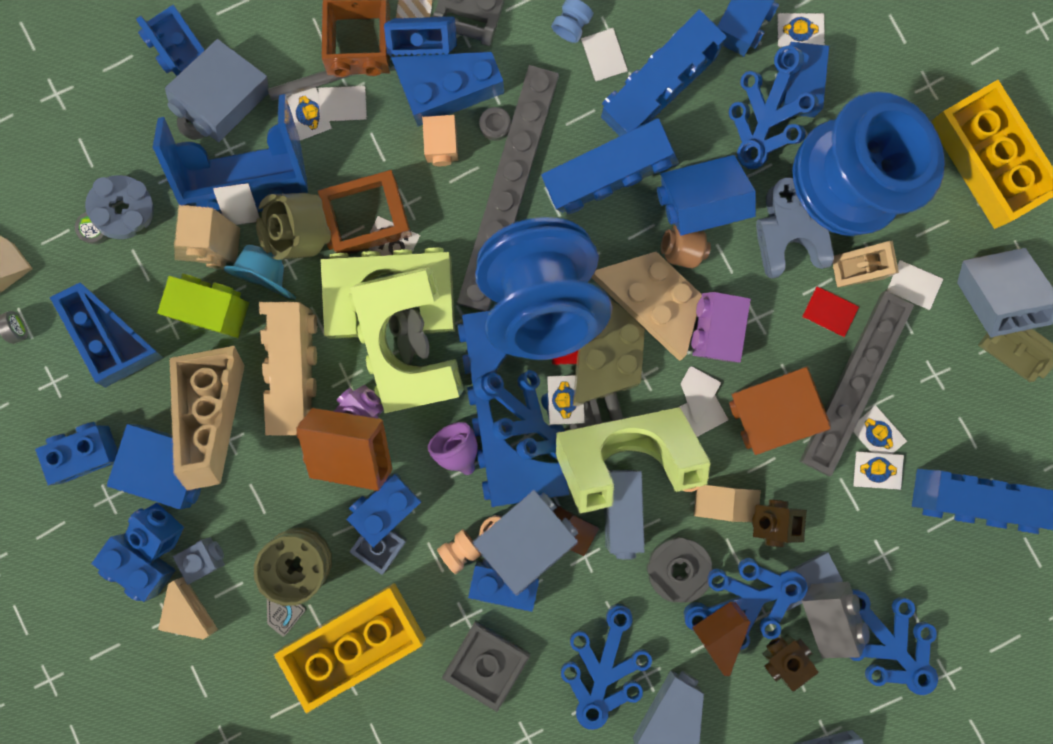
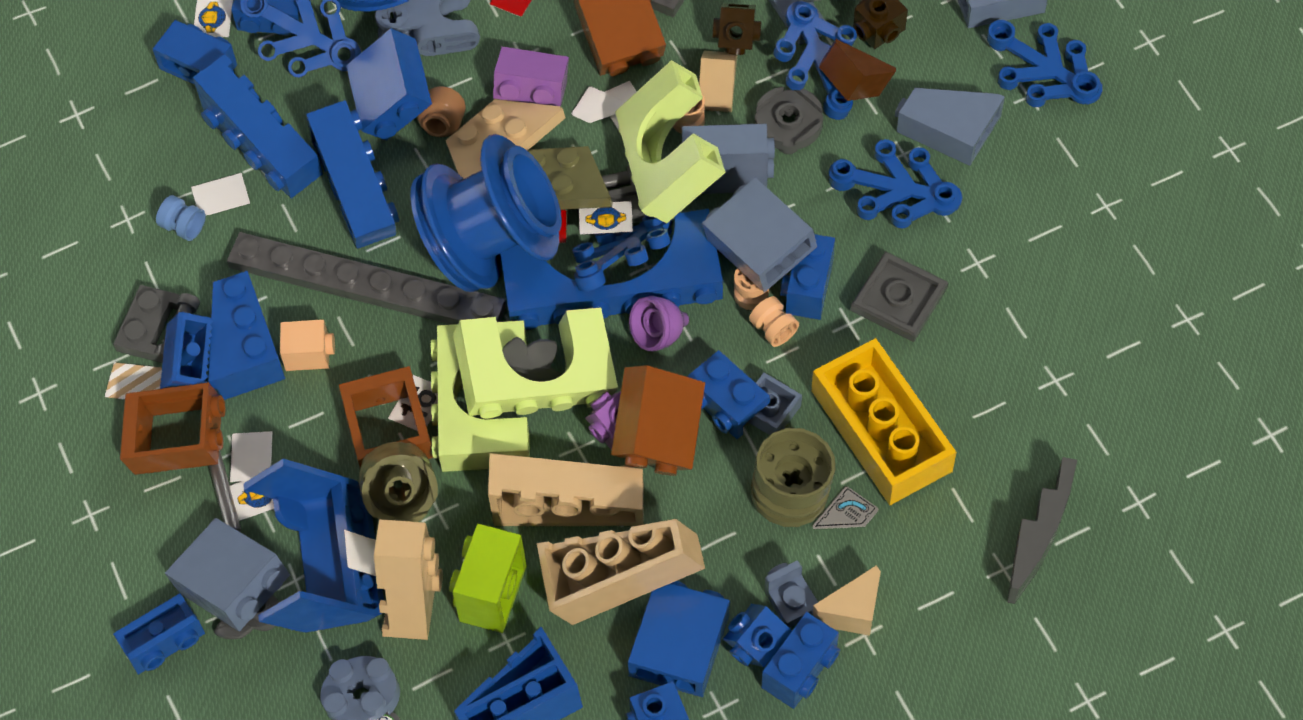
camera: 90 degrees left, 25 degrees down
(260, 268) = (453, 520): dark azure piece -> none
(495, 123) = (290, 297): flat silver tile -> none

